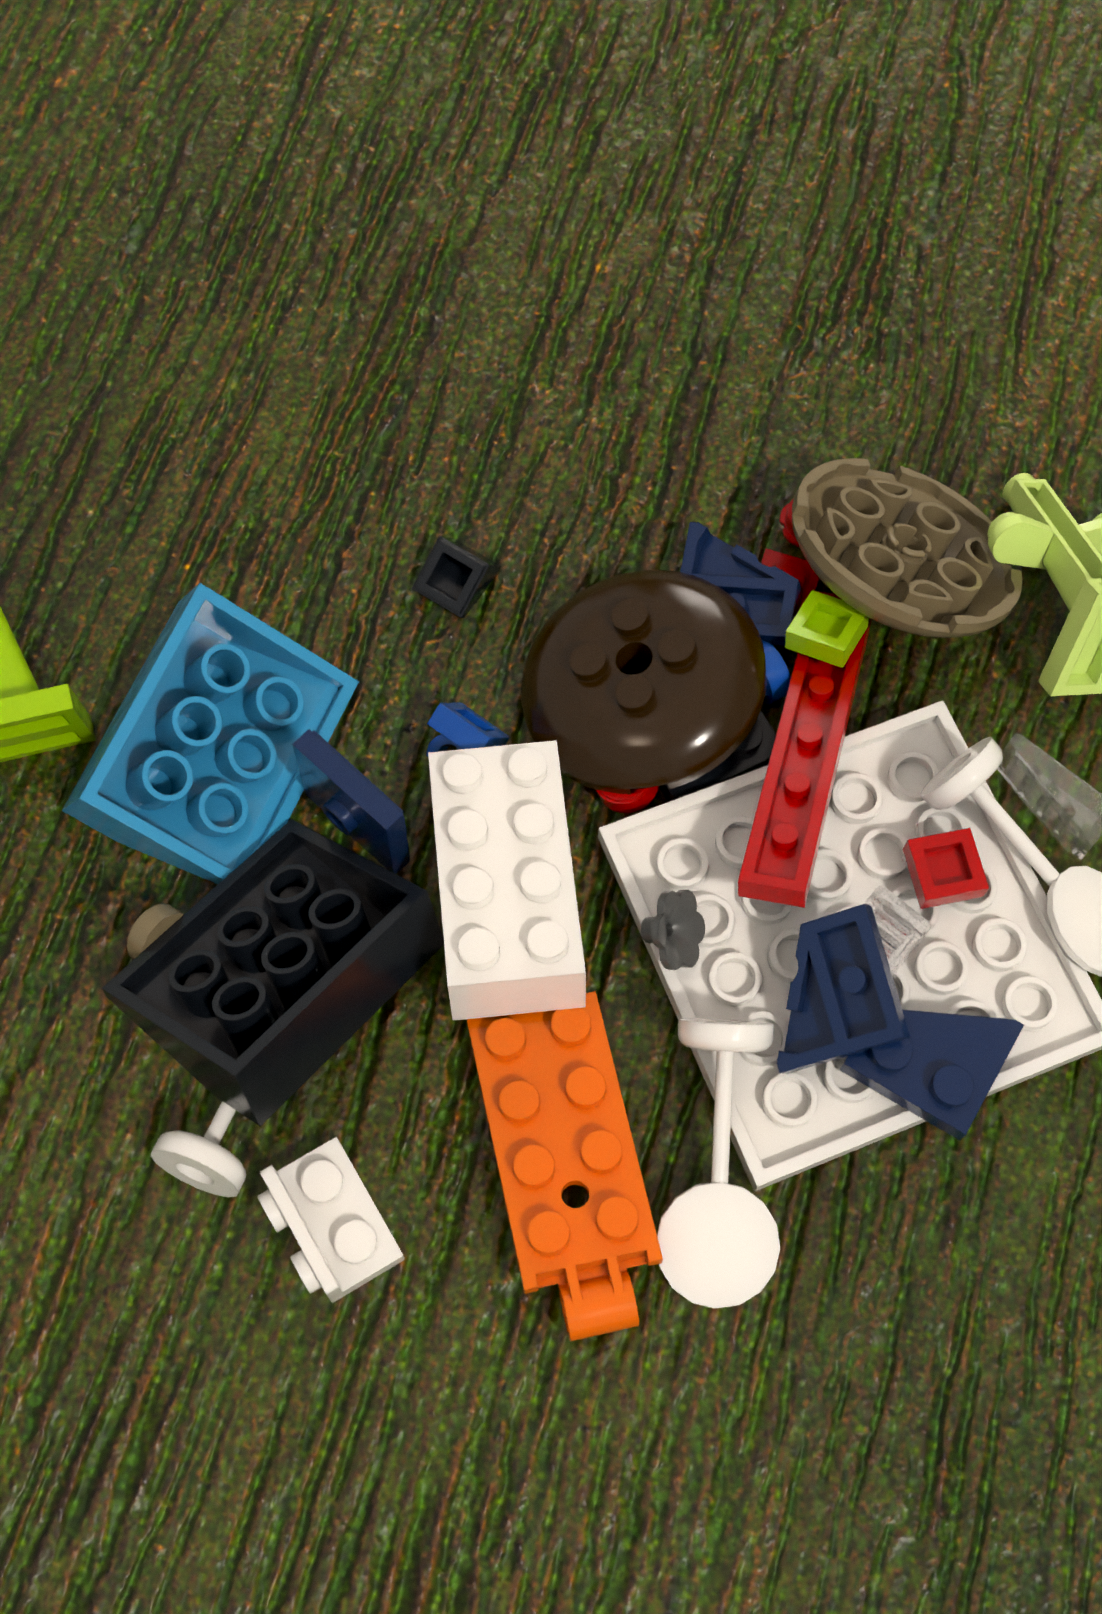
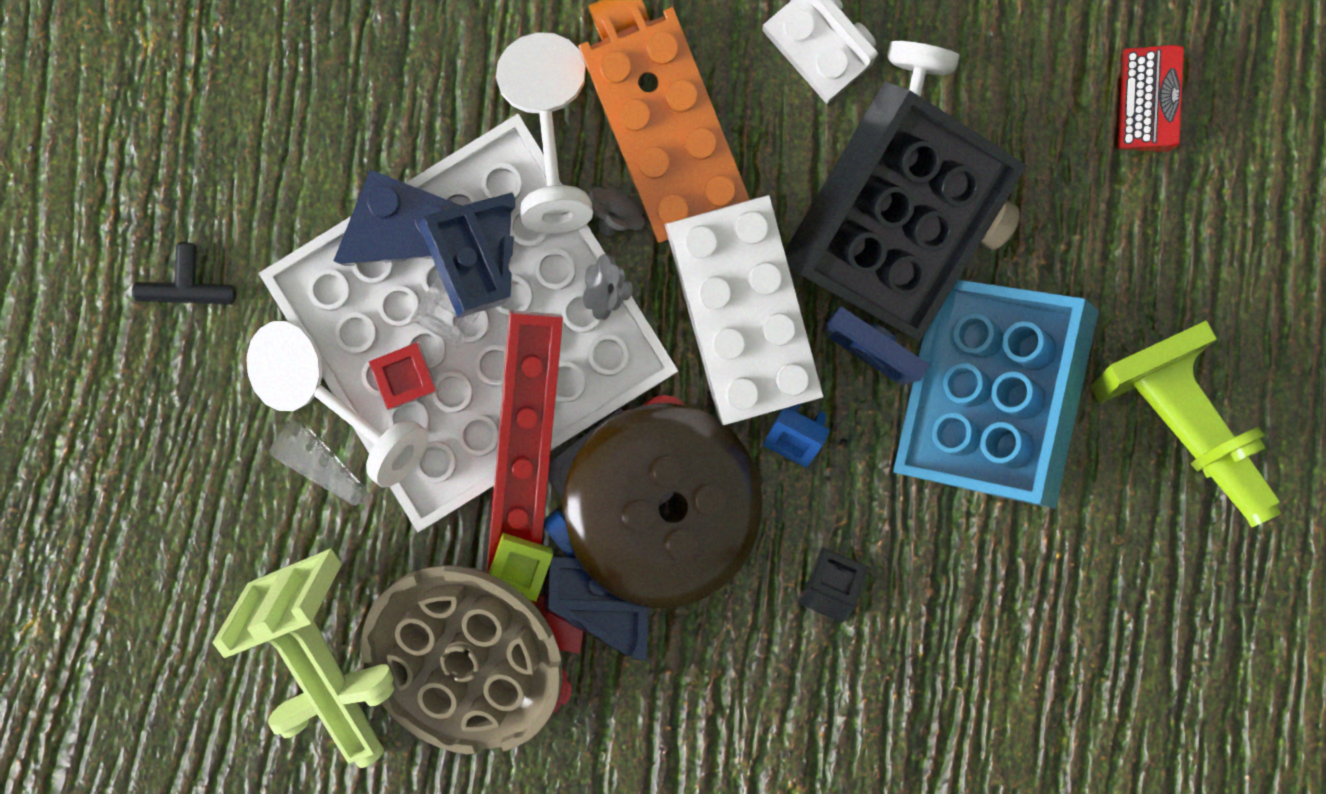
camera: 175 degrees right, 20 degrees up
(644, 1041) = (615, 210): none -> dark grey plant

